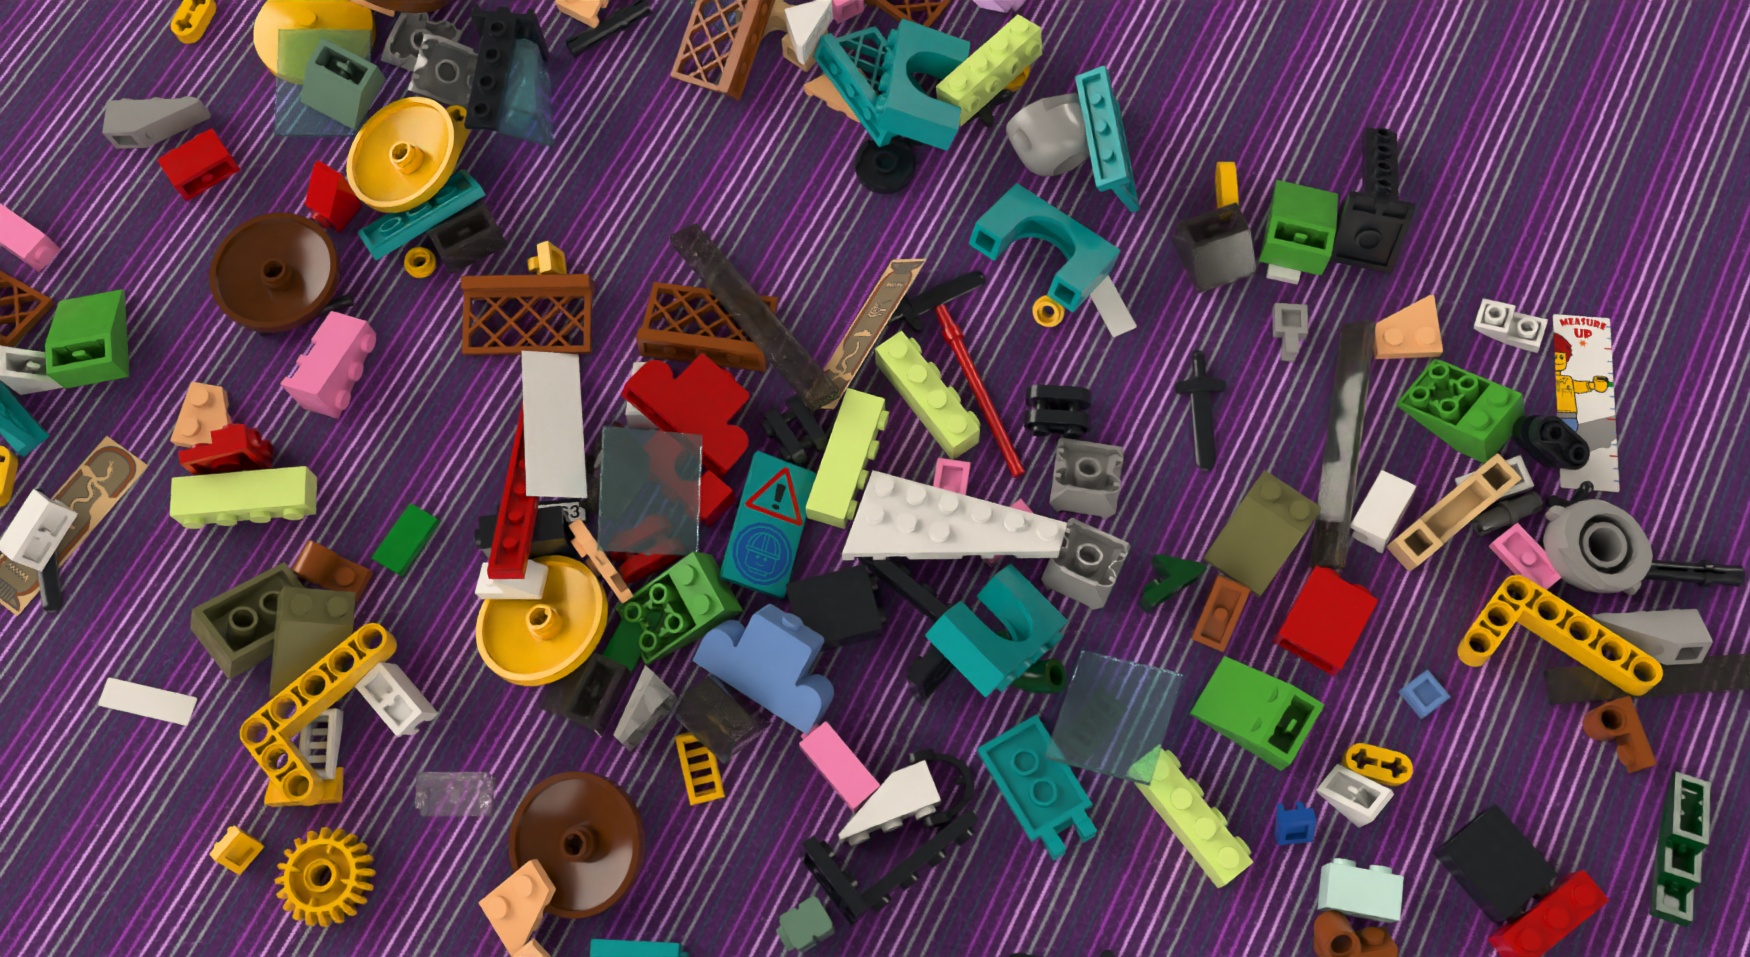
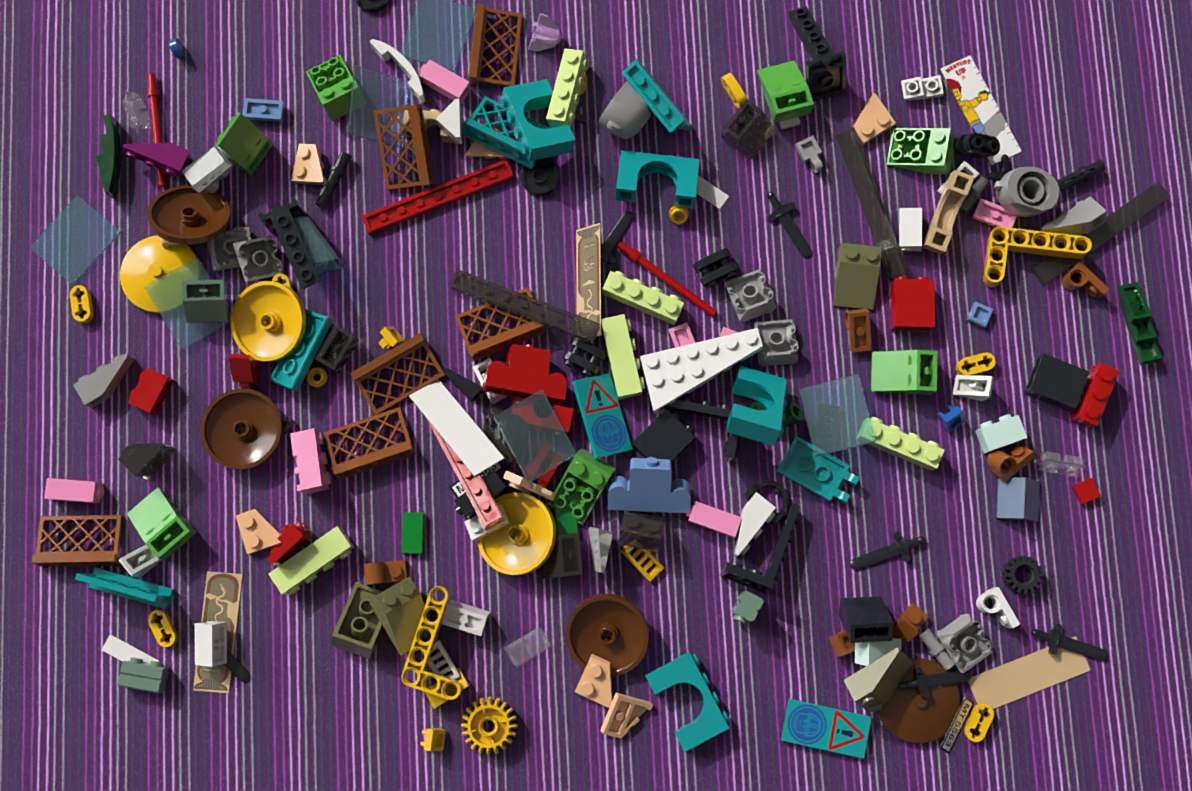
camera: 30 degrees left, 10 degrees up
(128, 241) = (145, 458): none -> clear smoke slope
(147, 701) = (332, 695): white sticker -> none
(415, 407) = (376, 458): none -> dark orange fence
(606, 378) = (468, 387): none -> black slope
(732, 120) = (438, 197): none -> red tile
(1176, 576) = (825, 323): dark green slope -> none

